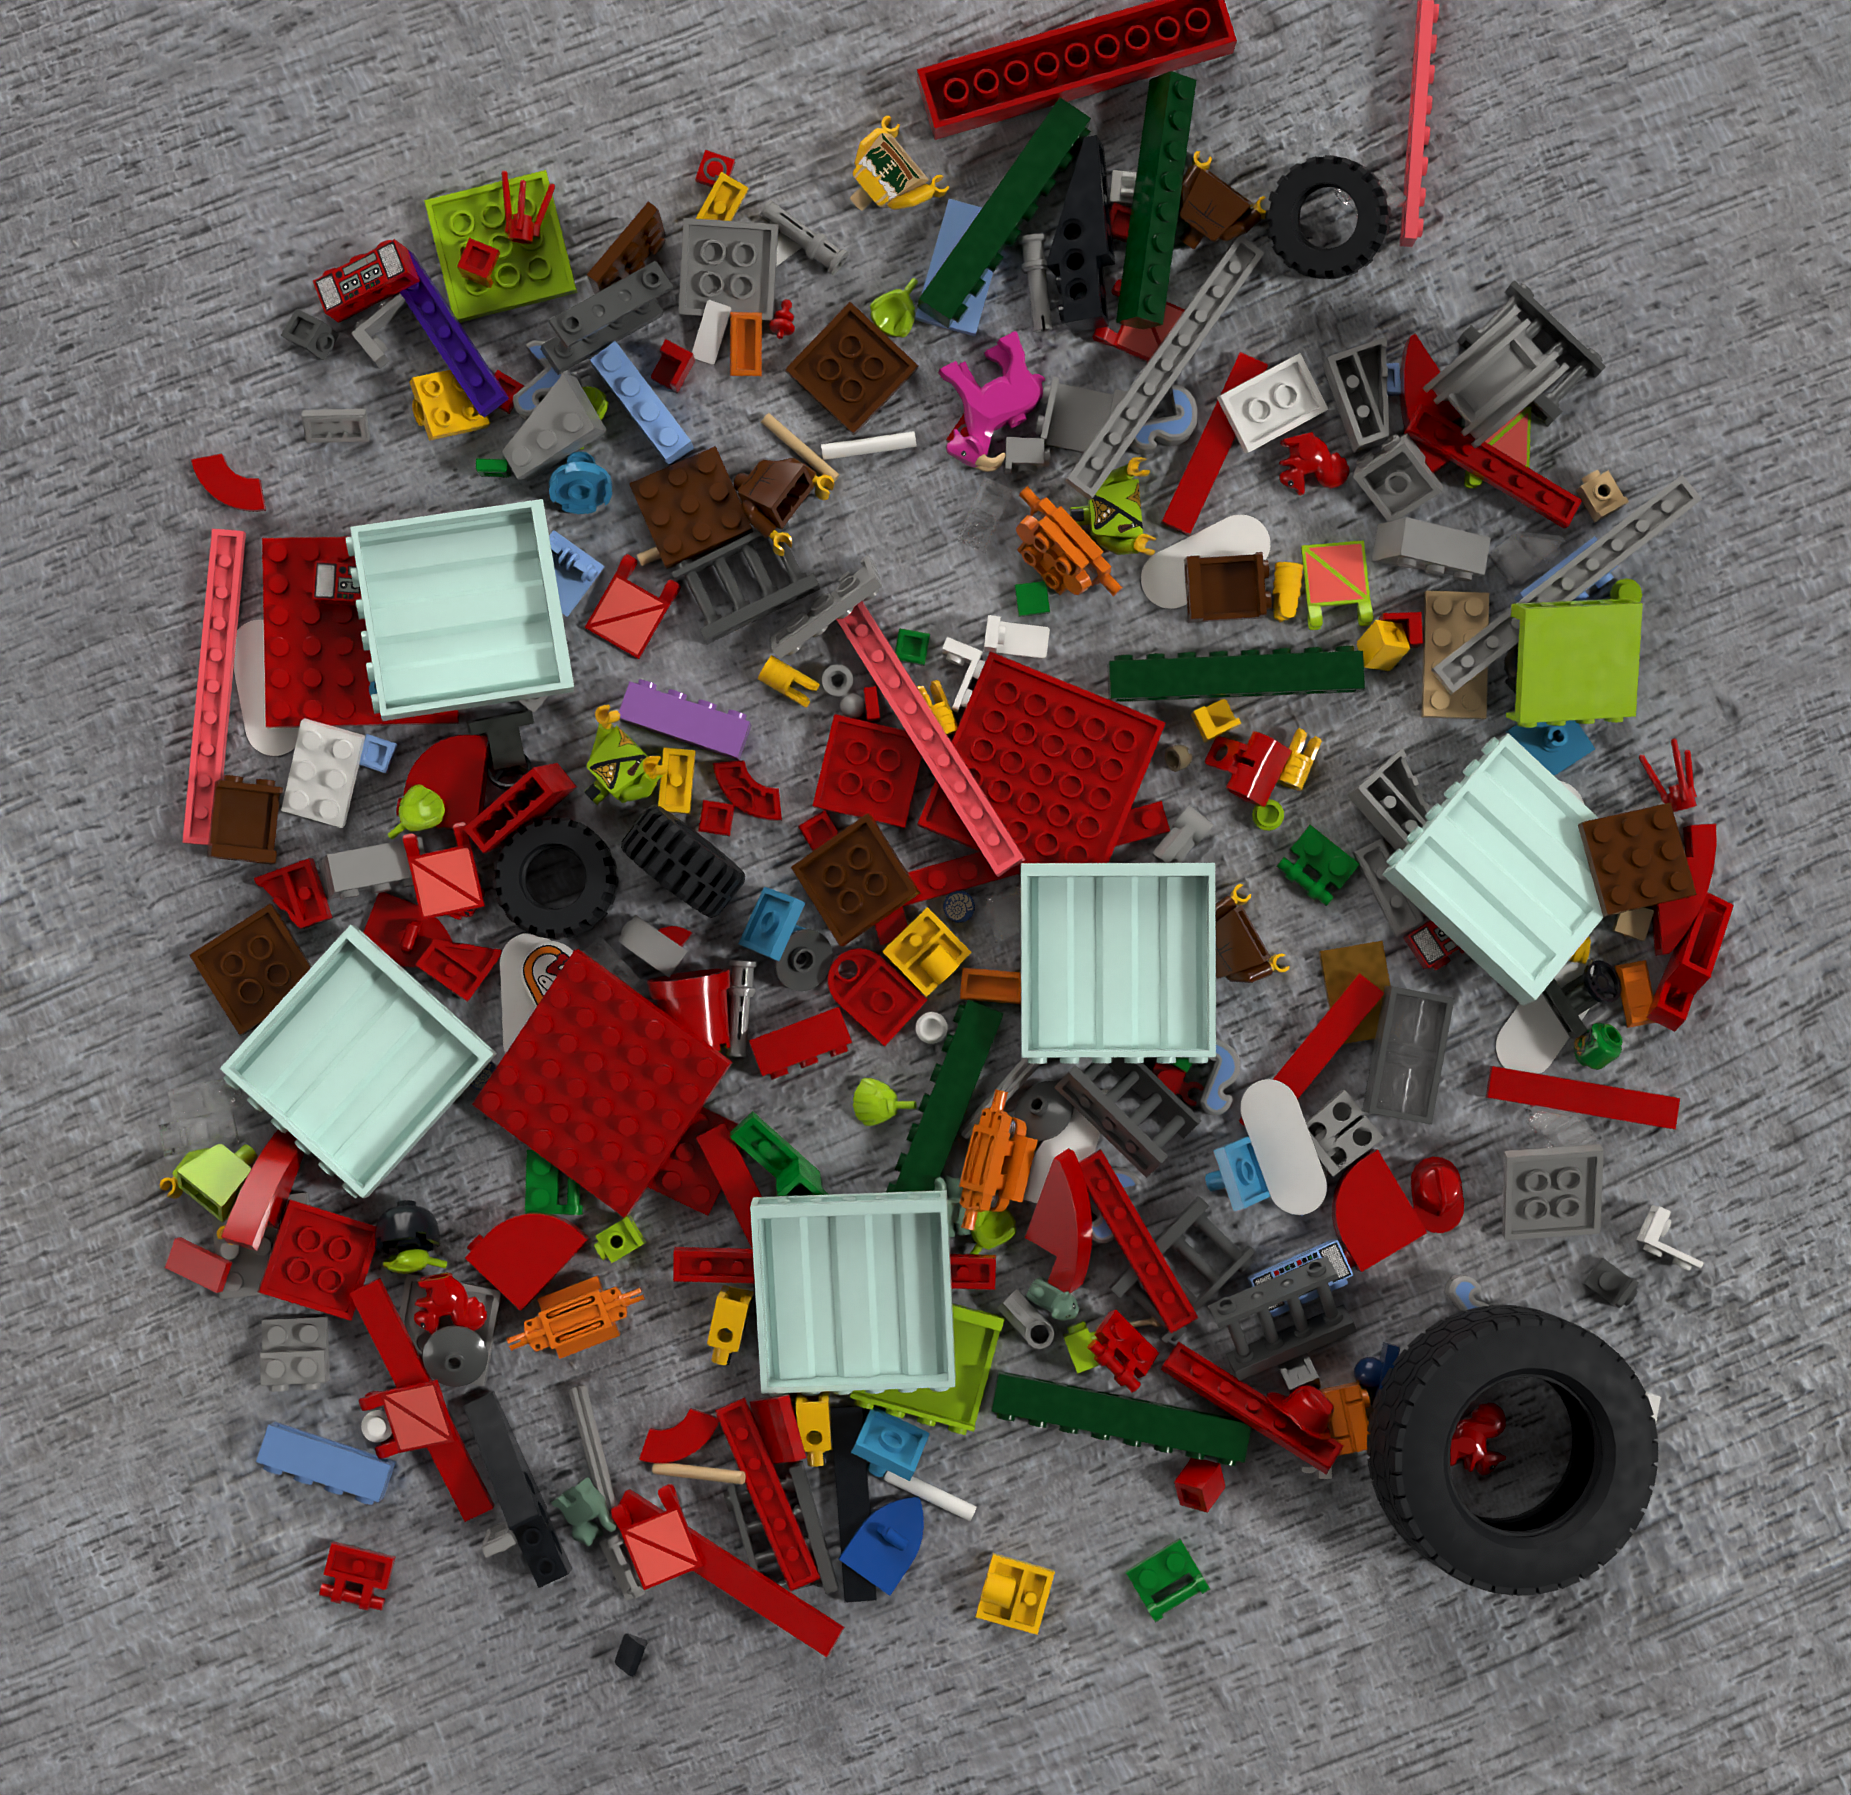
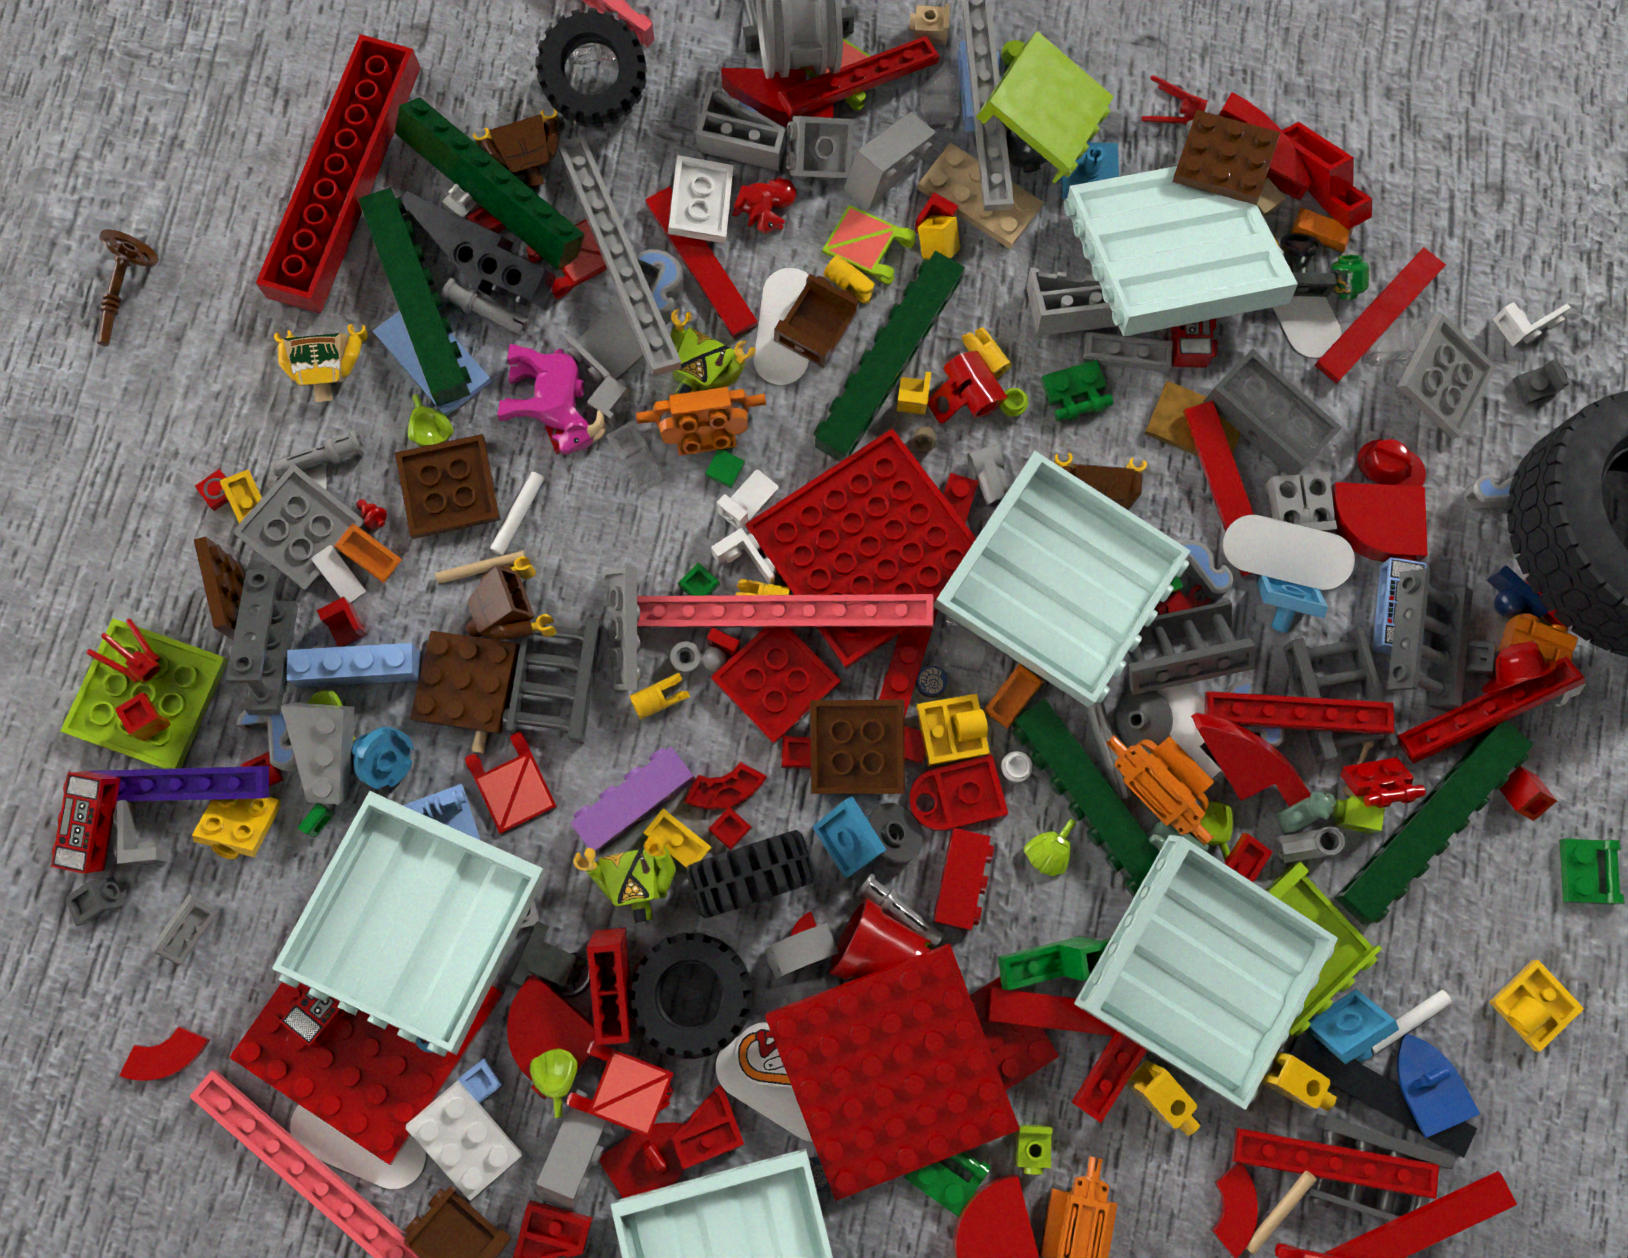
camera: 55 degrees left, 10 degrees down
(778, 1428) = (1283, 1114): red tile -> none

